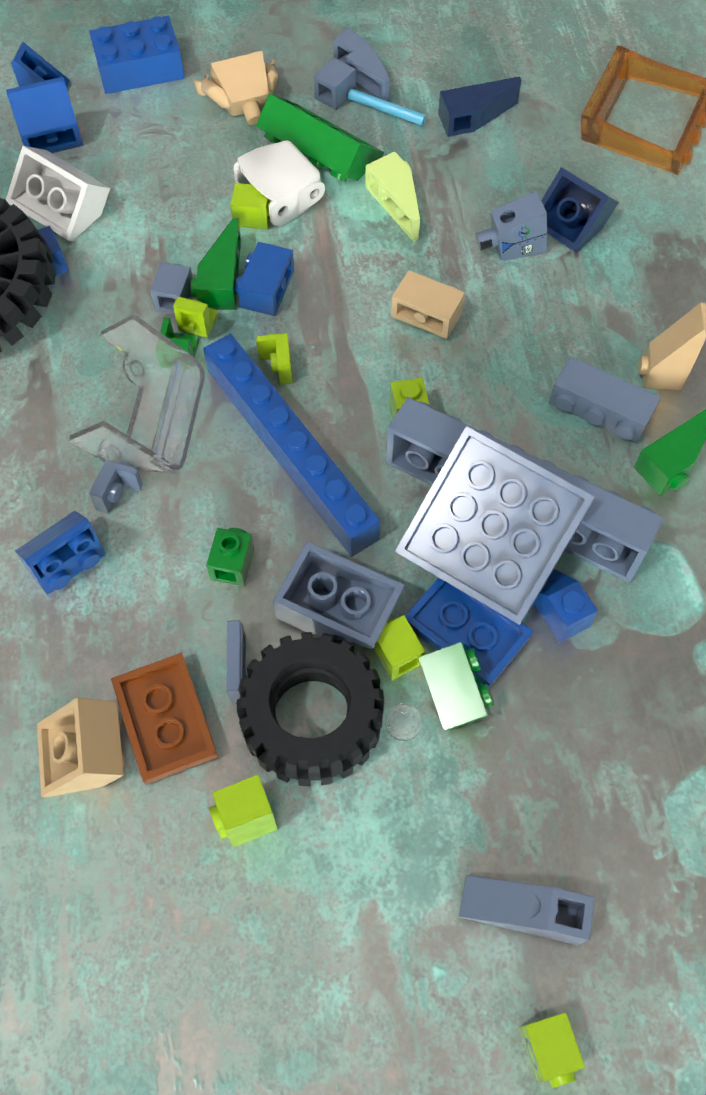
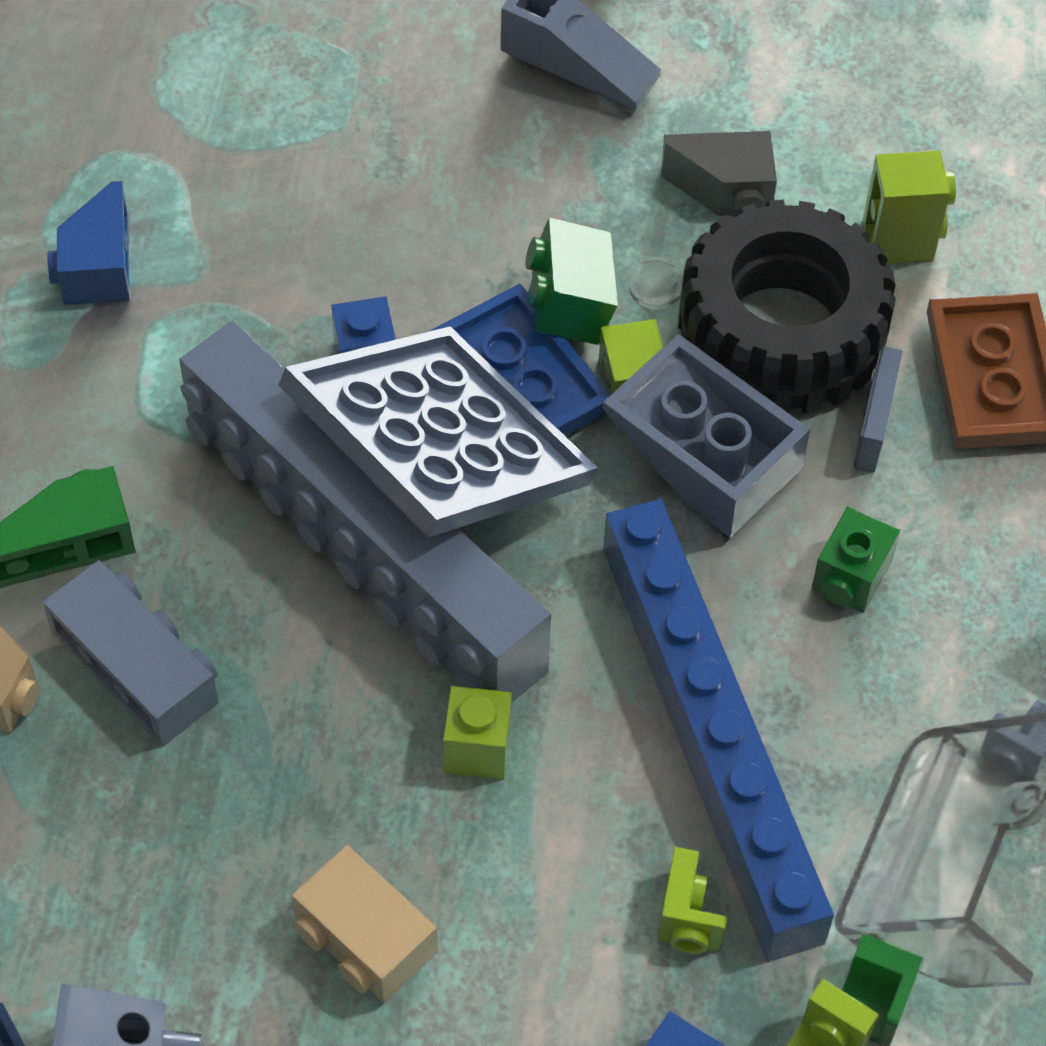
camera: 165 degrees left, 5 degrees down
(382, 825) = (721, 168): none -> dark grey slope

